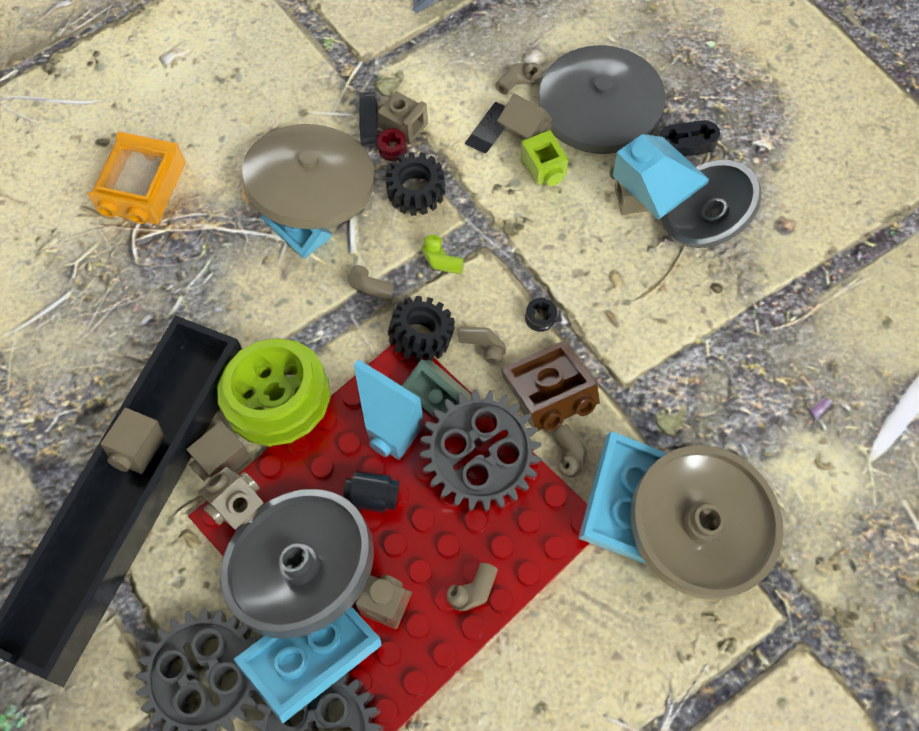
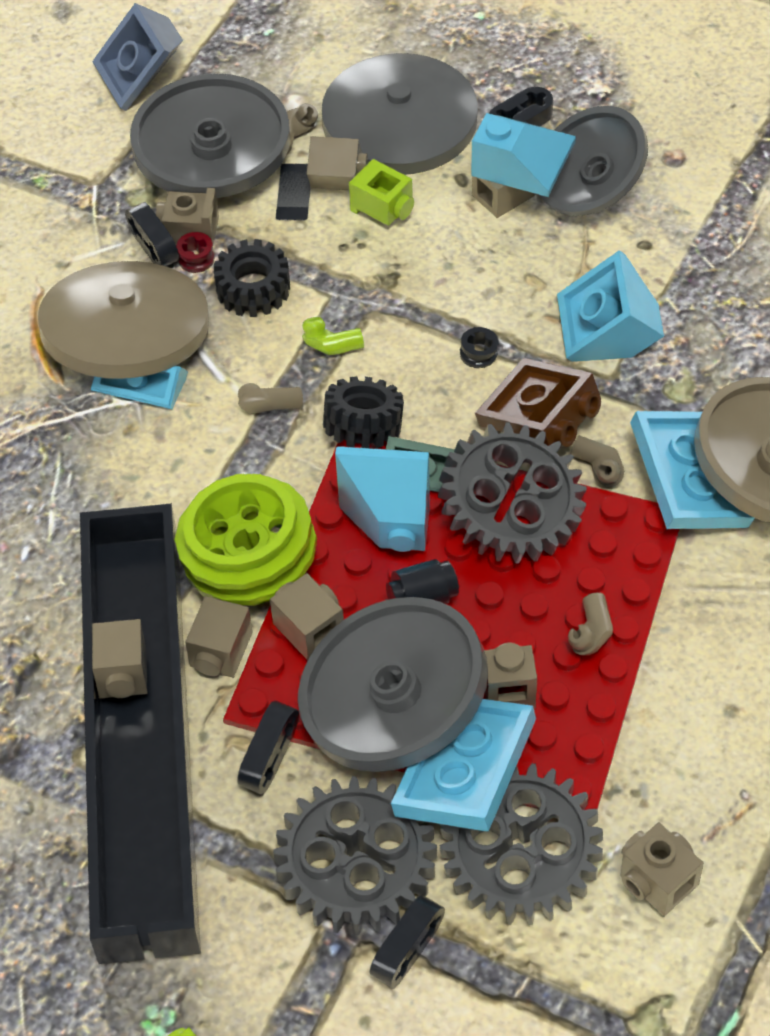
camera: 30 degrees left, 10 degrees down
(195, 558) = (268, 747): none -> black beam
(231, 498) = (274, 659): dark tan brick -> none
(279, 470) = (305, 613): none -> dark tan brick
(452, 59) = (210, 135): none -> dark grey dish
(485, 337) = (440, 394): dark tan arm -> none
(649, 335) = (608, 313): none -> medium azure slope

